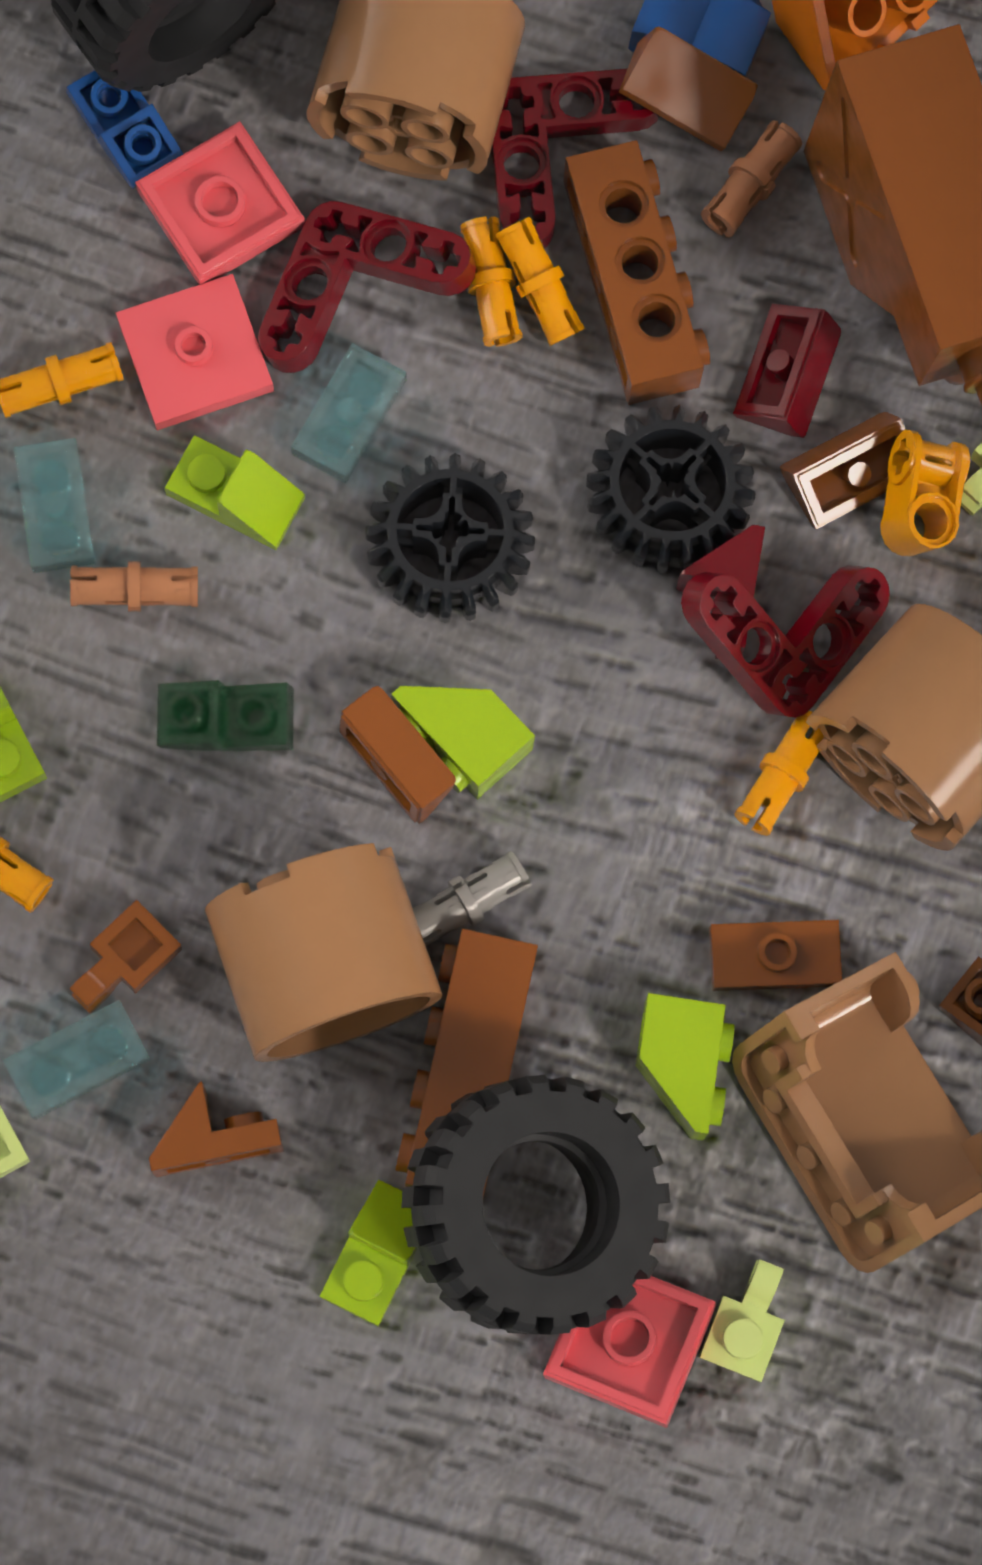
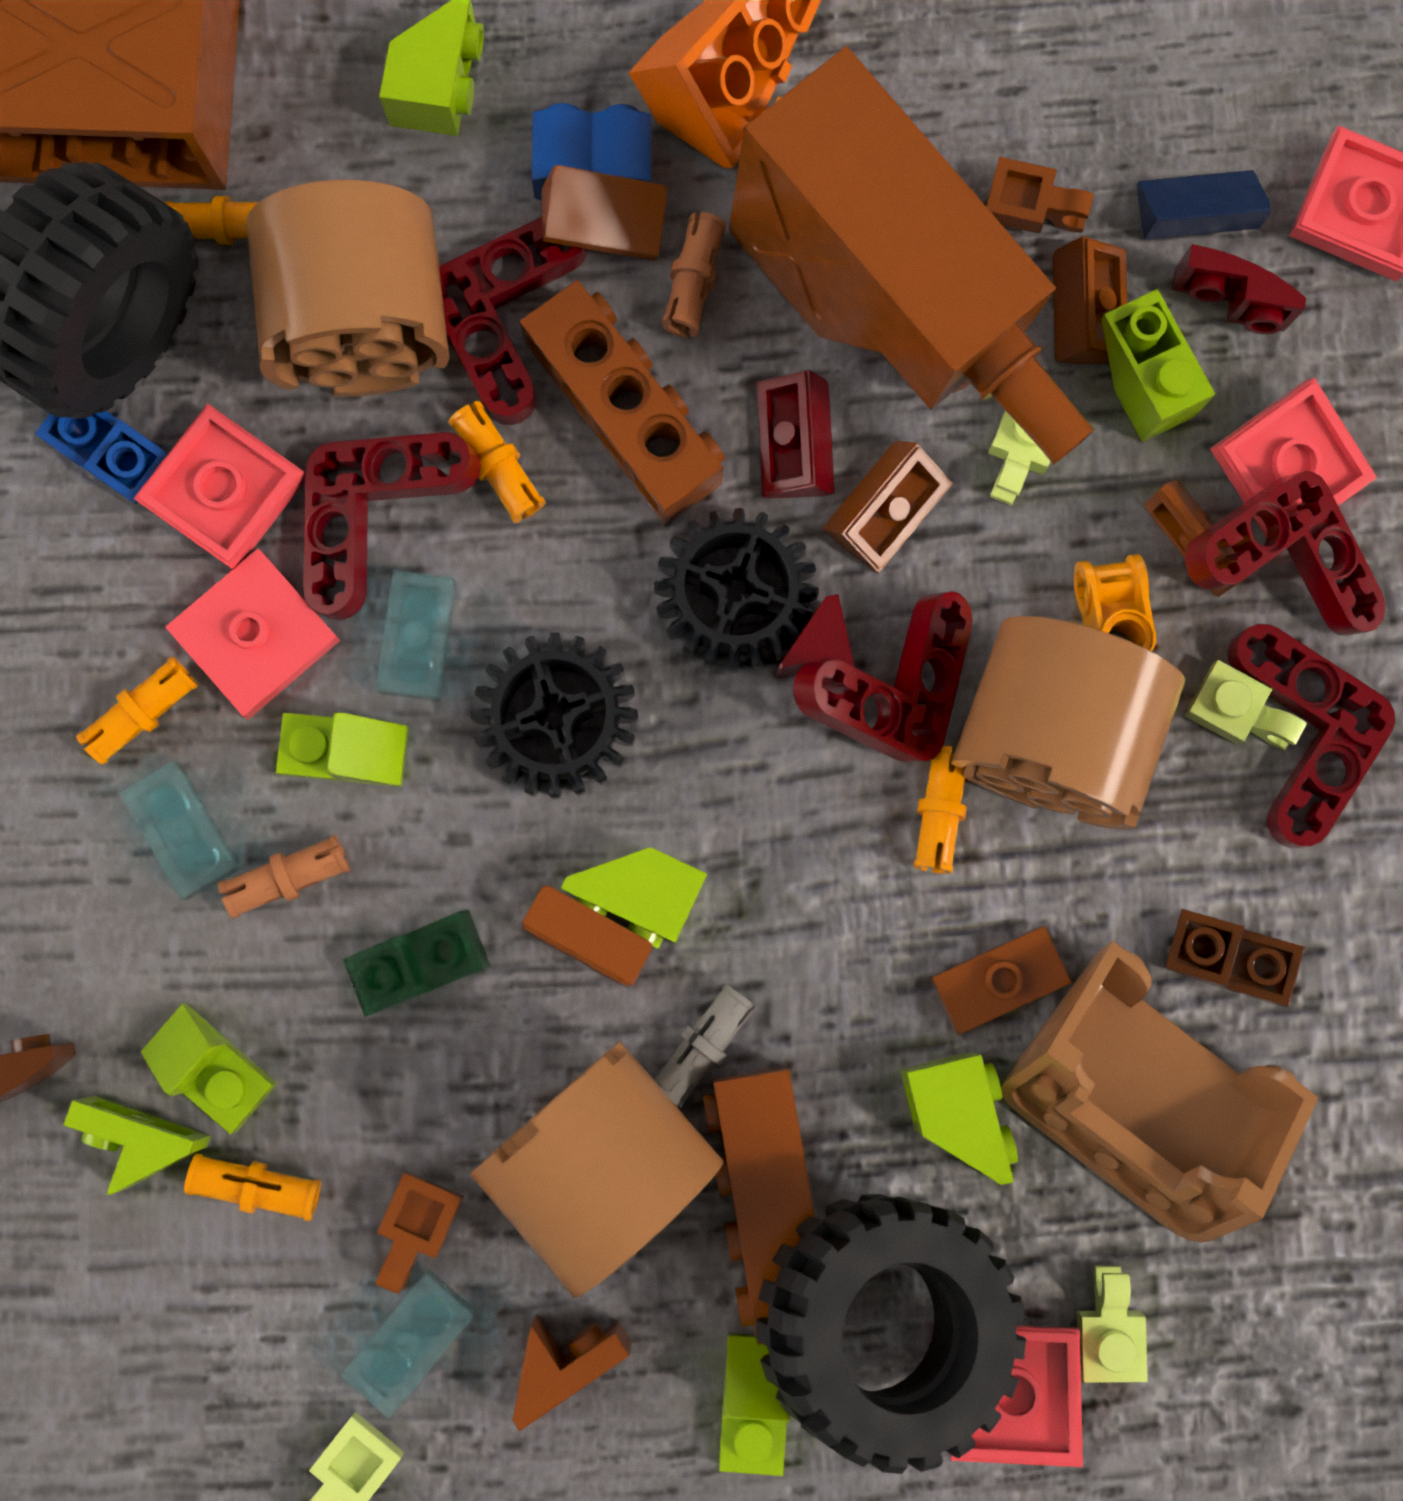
camera: 20 degrees left, 5 degrees up
(539, 281) = (541, 445): light orange pin -> none
(923, 481) = (963, 502): light orange piece -> none

